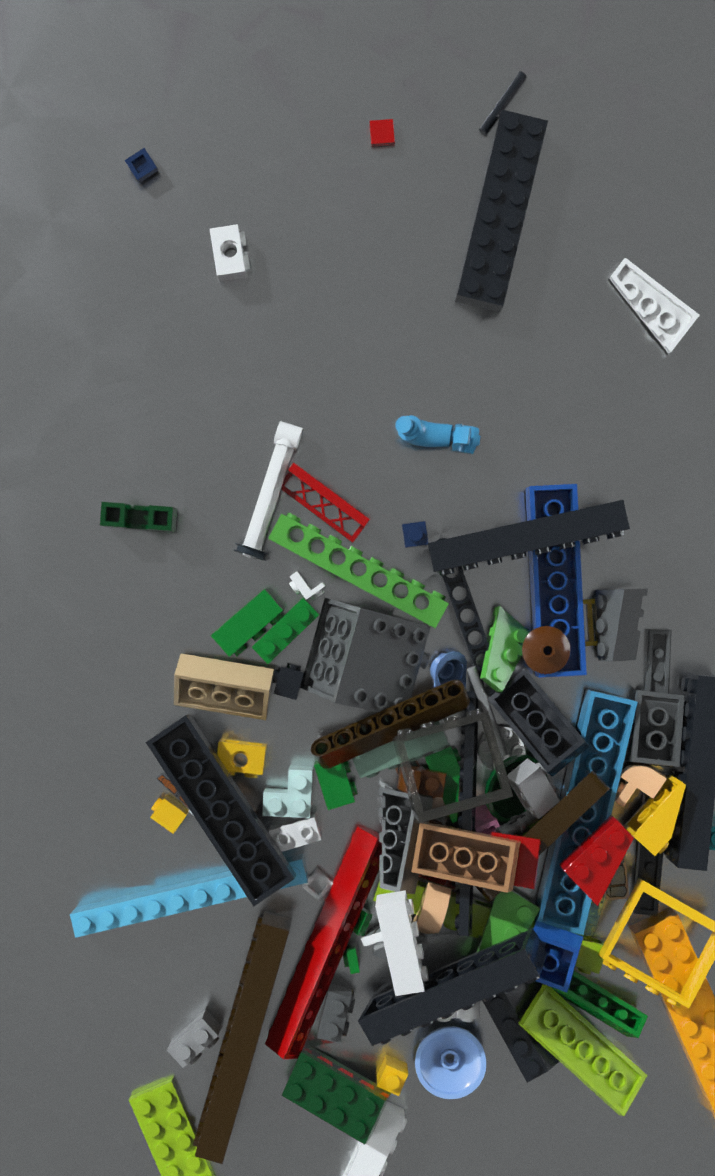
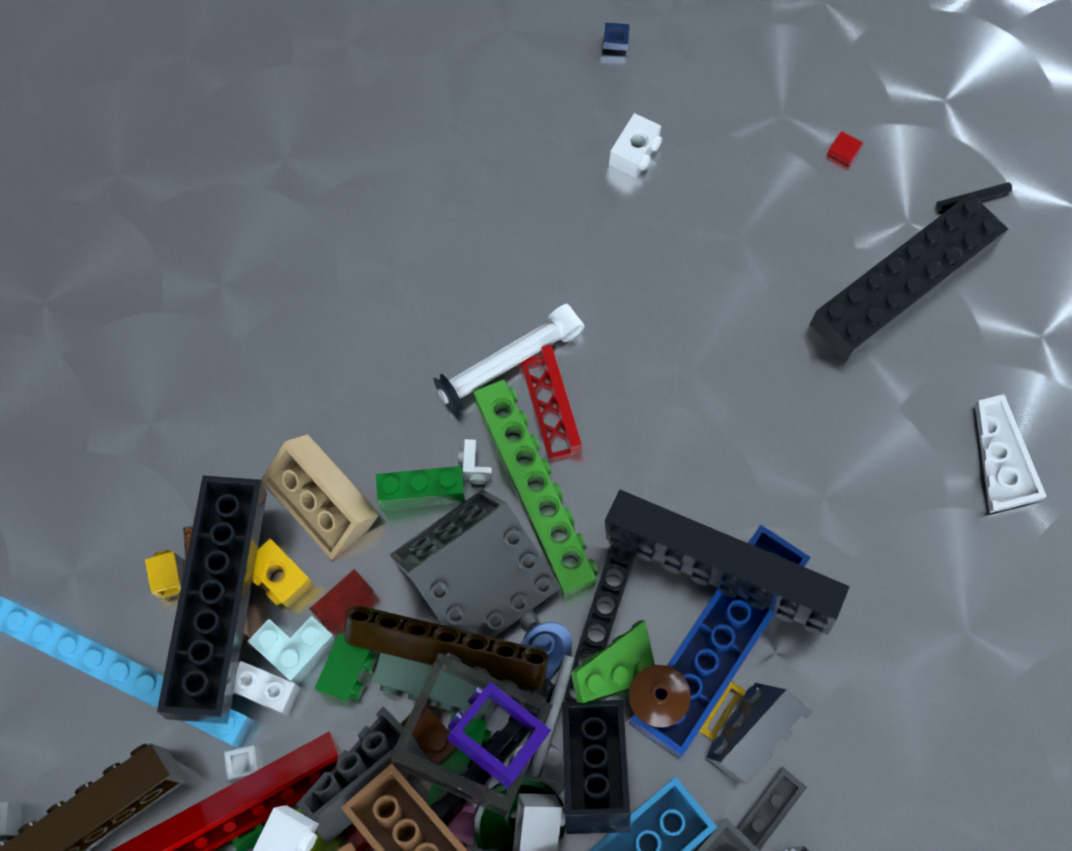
camera: 35 degrees right, 20 degrees down
(138, 517) = (386, 302): dark green arch -> none
(248, 623) = (389, 454): green brick -> none
(288, 680) = (383, 537): black brick -> none
(295, 742) = (340, 598): none -> clear red hinge
(415, 534) = (609, 492): dark blue plate -> none
(431, 434) = (697, 415): dark azure piece -> none
(497, 756) = (478, 754): none -> dark purple window

